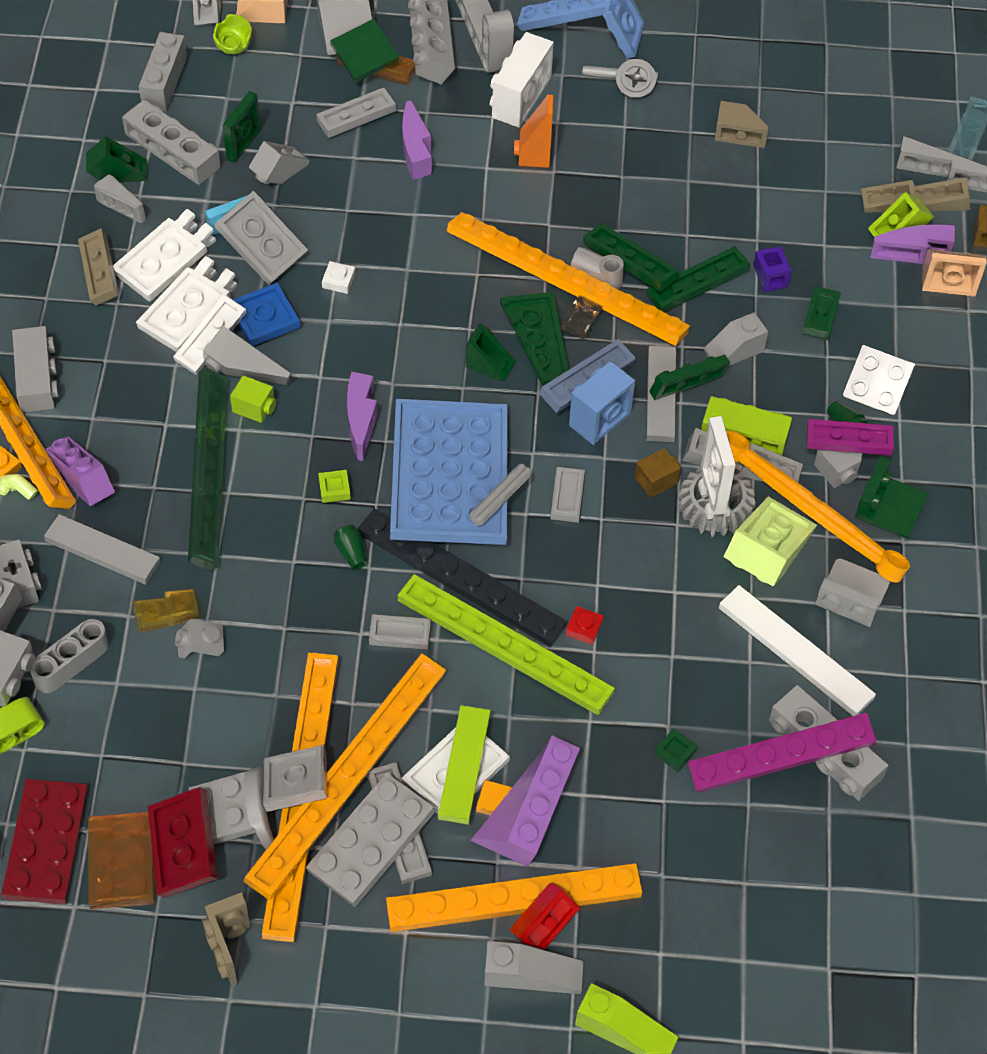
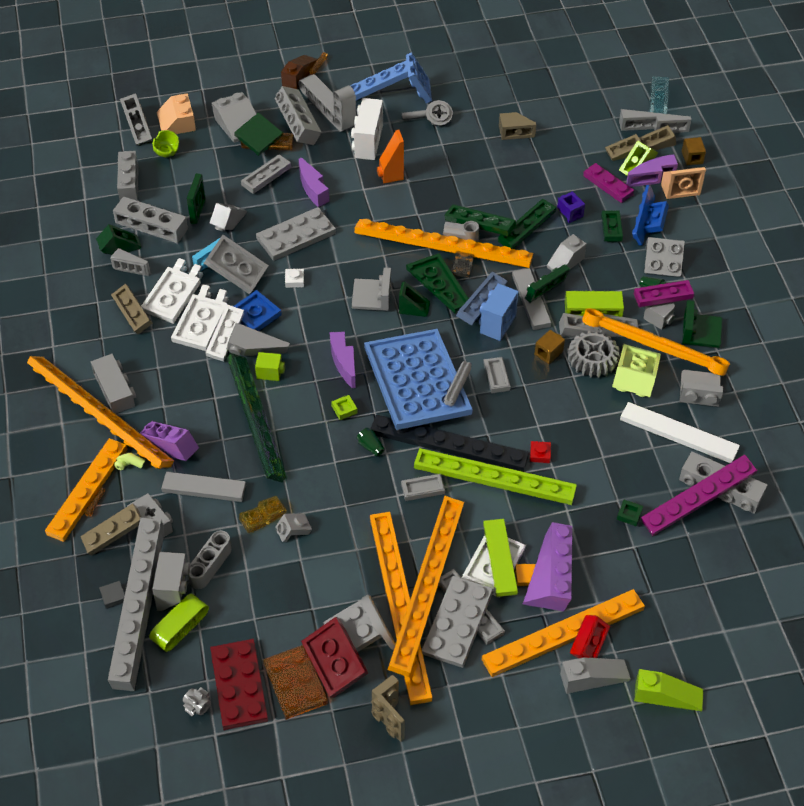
camera: 15 degrees left, 5 degrees down
(295, 778) = (395, 595): light grey tile -> none
(365, 212) = (295, 233): none -> light grey plate
(438, 327) = (372, 293): none -> light grey bracket
(717, 469) = (596, 329): white tile -> none
(844, 245) = (608, 183): none -> magenta plate
(883, 312) = (650, 216): none -> blue bracket

